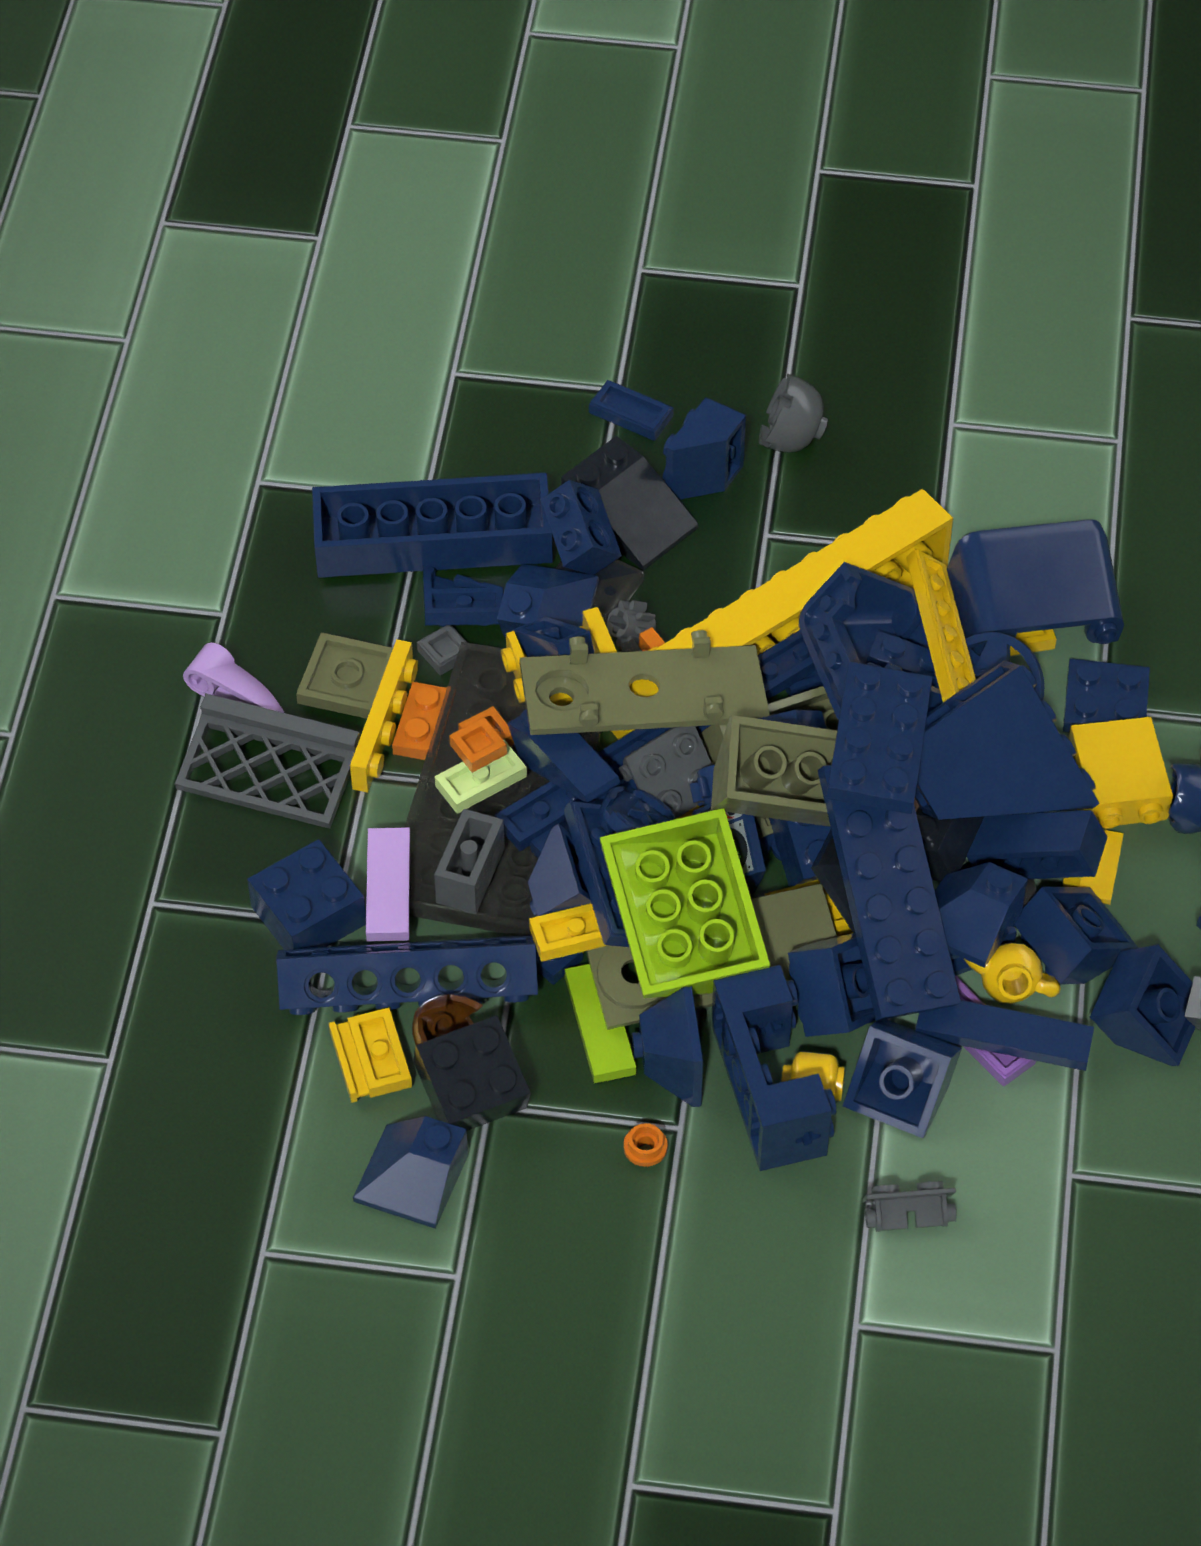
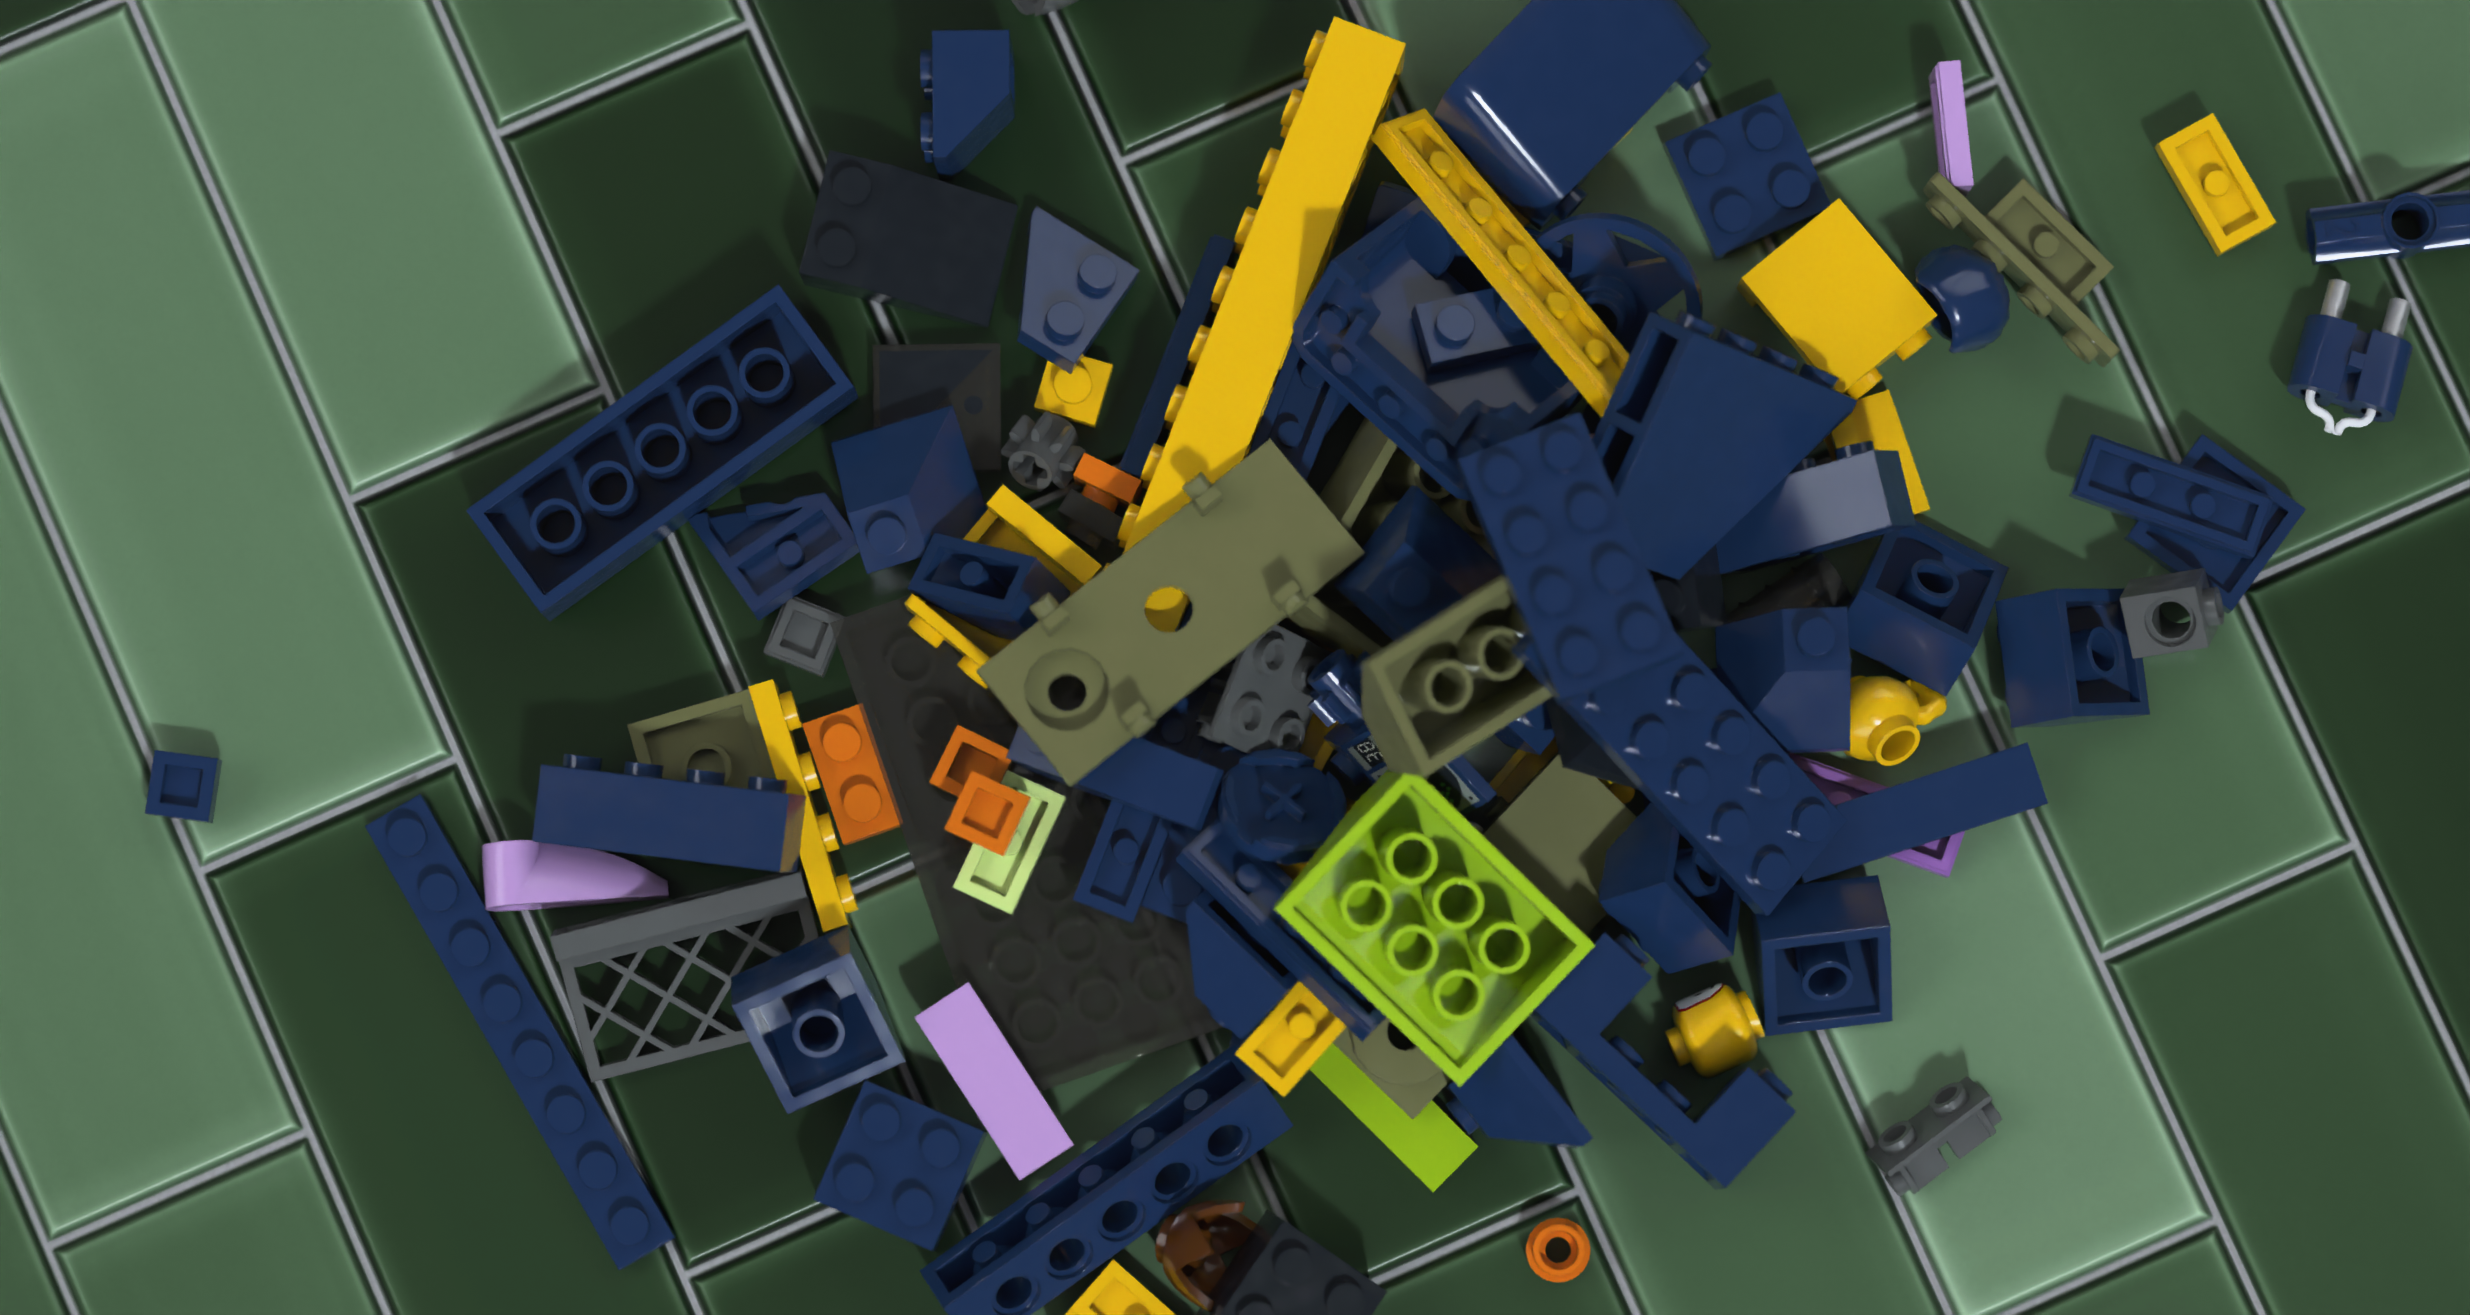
camera: 30 degrees left, 30 degrees up
(76, 549) = (183, 786): none -> dark blue plate
(156, 749) = (521, 1032): none -> dark blue plate
(310, 671) = (669, 816): none -> dark blue brick
(314, 798) = (816, 1019): none -> dark blue slope
(469, 861) = (1091, 999): dark grey brick -> none
(581, 527) = (888, 352): dark blue brick -> none
(631, 410) = (796, 54): dark blue tile -> none
(671, 612) = (1074, 395): none -> yellow plate
(697, 566) = (1067, 290): none -> dark blue wing

